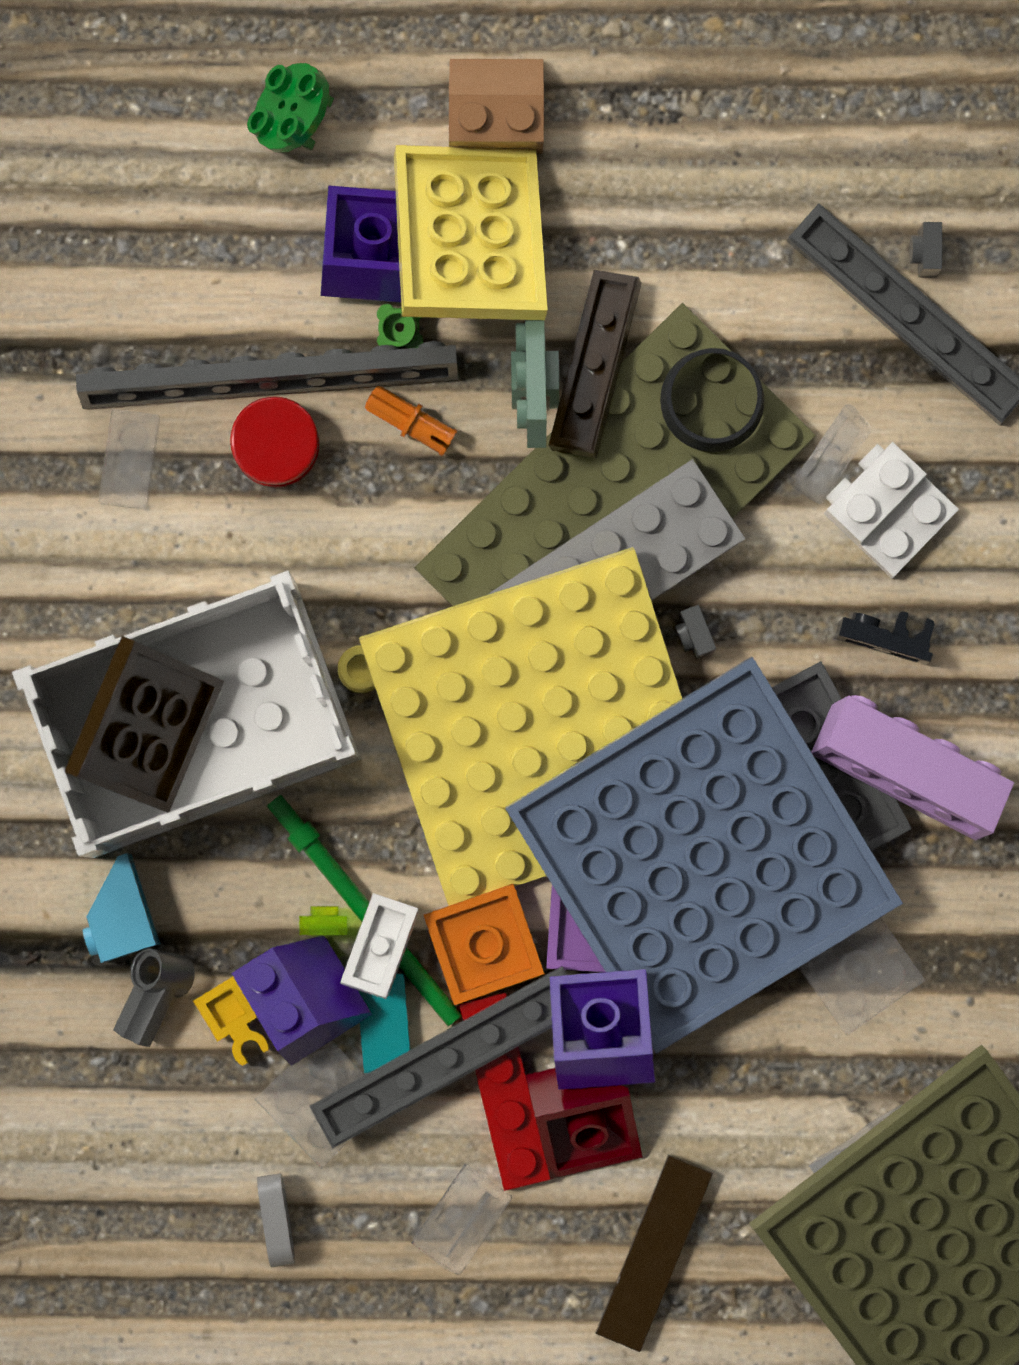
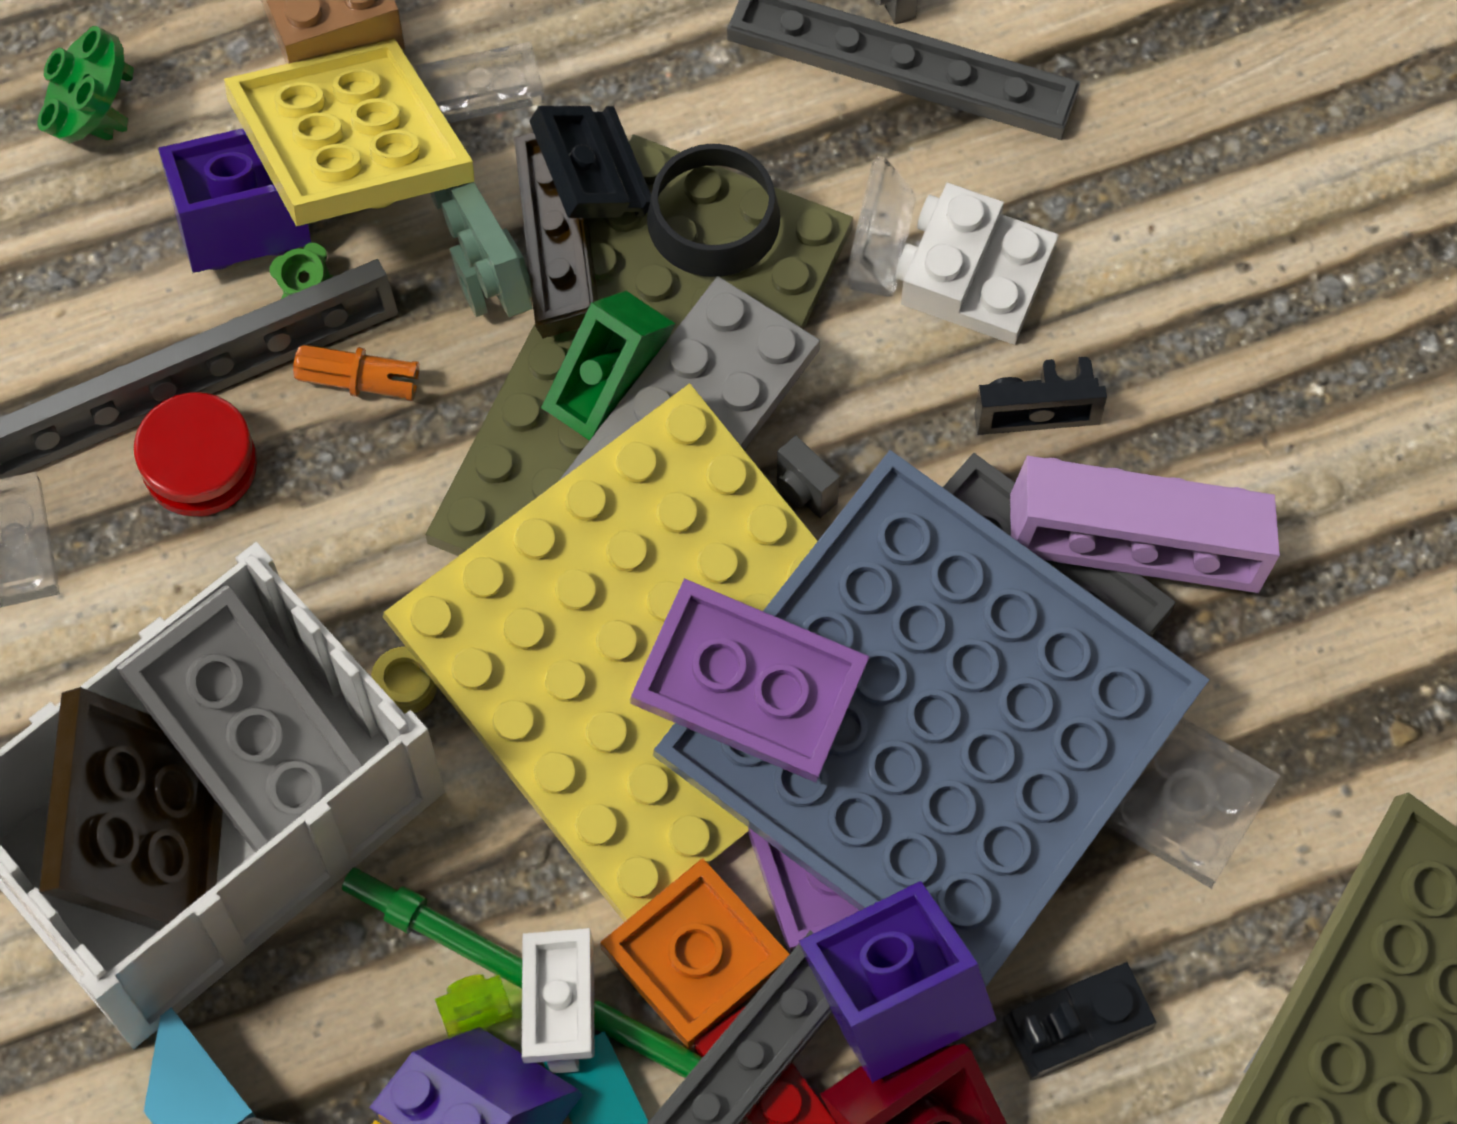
camera: 20 degrees left, 20 degrees down
(240, 692) = (239, 716): none -> light grey plate
(586, 214) = (484, 82): none -> clear plate
(586, 791) = (749, 680): none -> medium lavender plate
(588, 496) = (605, 360): none -> green slope
(638, 327) = (590, 161): none -> black plate
(718, 1088) = (1079, 1021): none -> black plate

